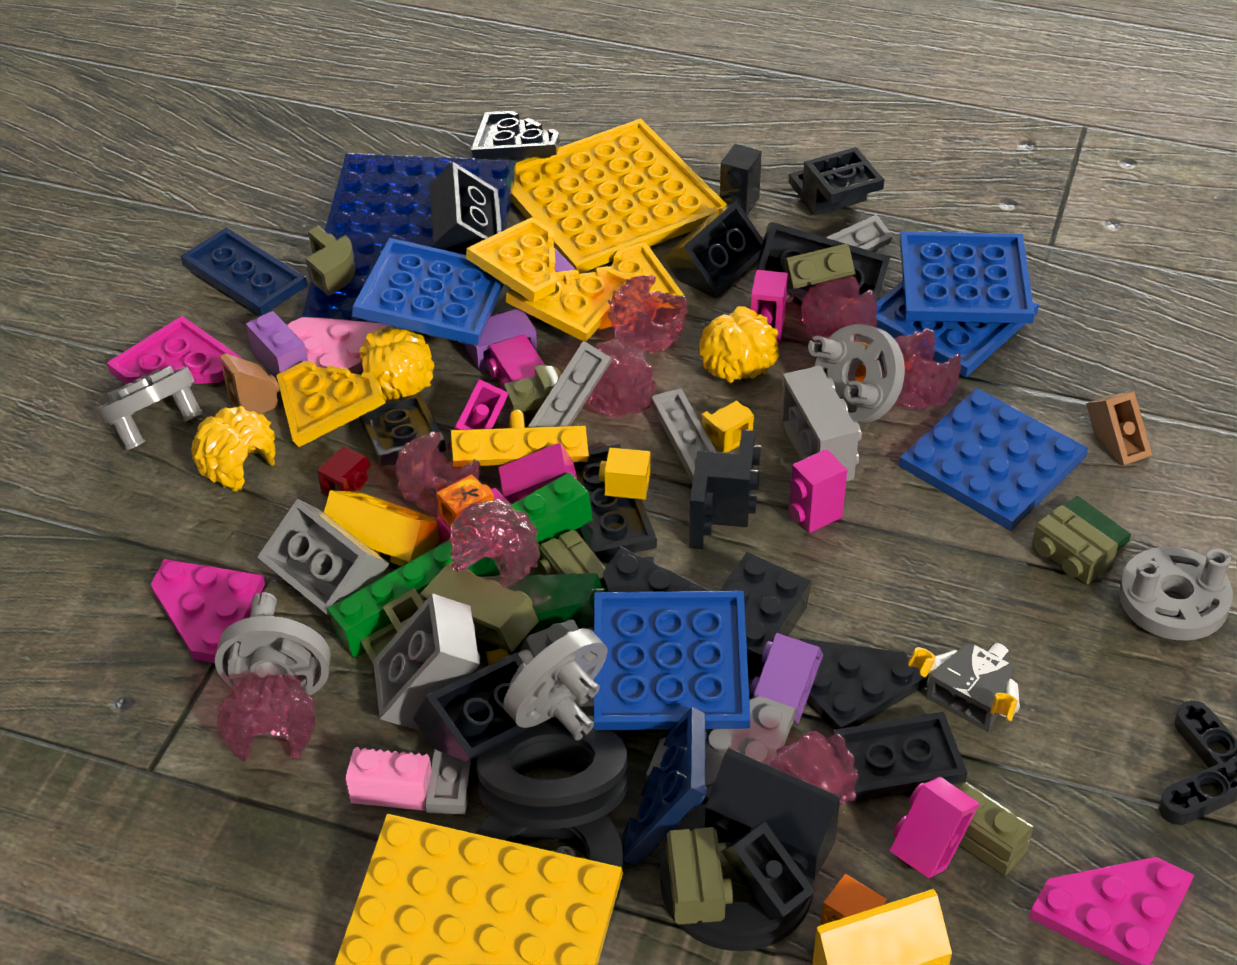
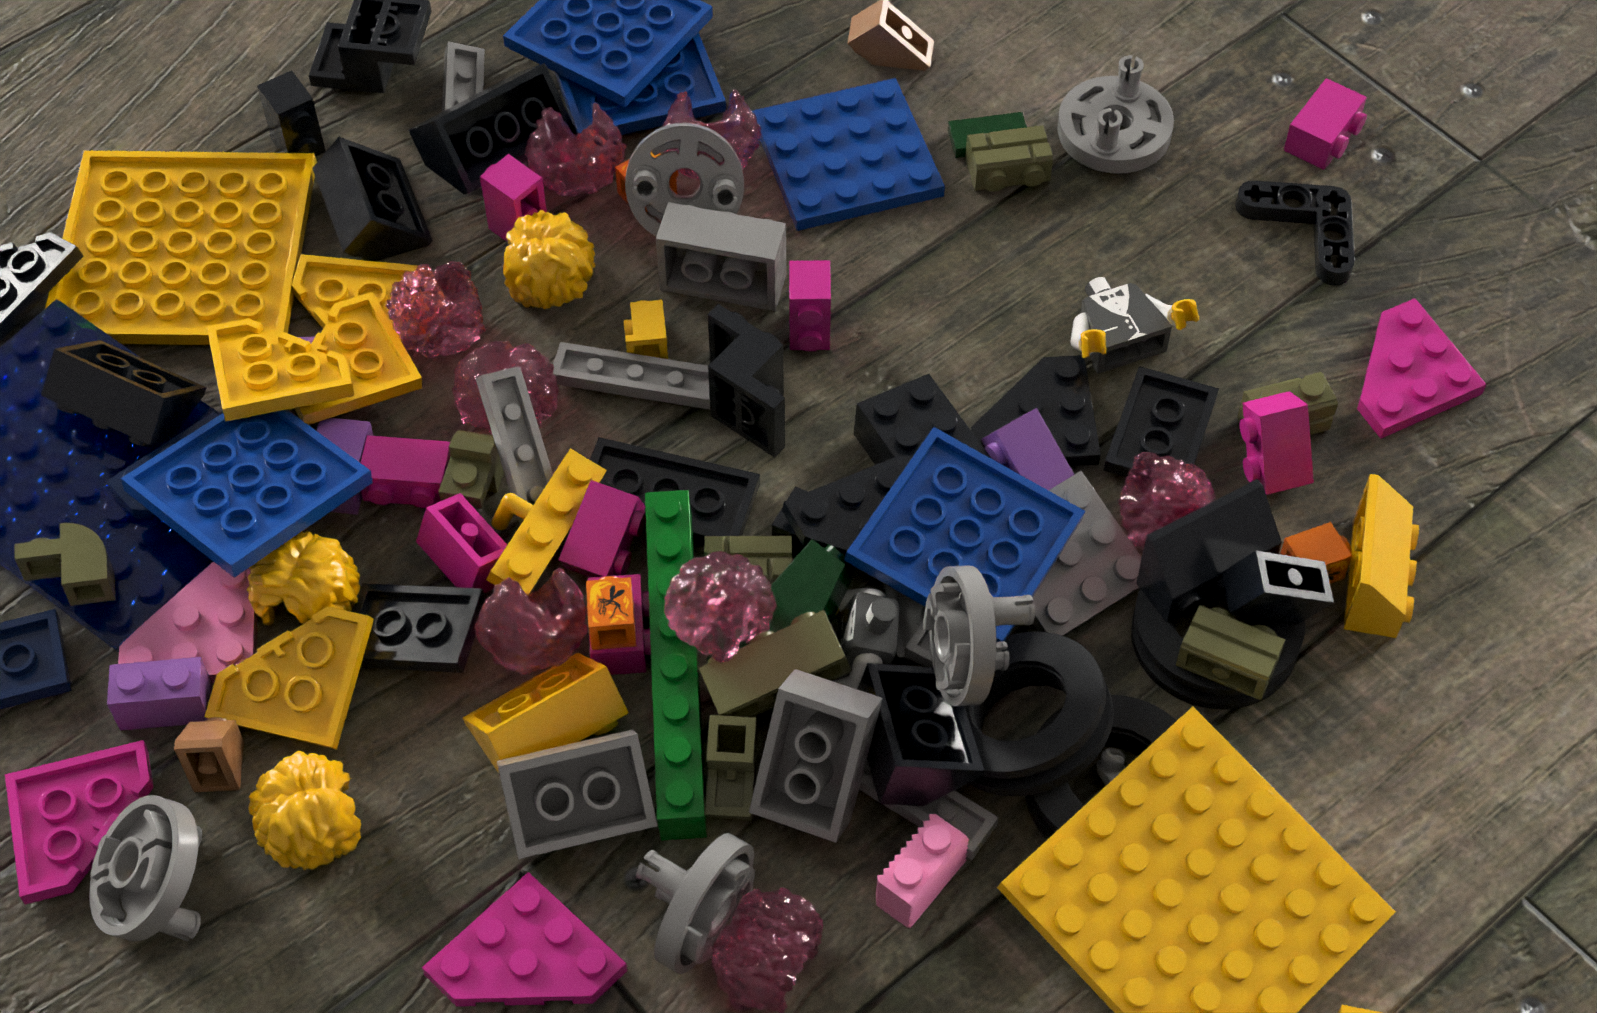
camera: 60 degrees left, 10 degrees up
(343, 472) = (437, 719): dark red brick -> none
(626, 473) = (664, 448): yellow brick -> none
(669, 789) = (1116, 615): dark blue plate -> none
(819, 266) = (514, 122): olive brick -> none

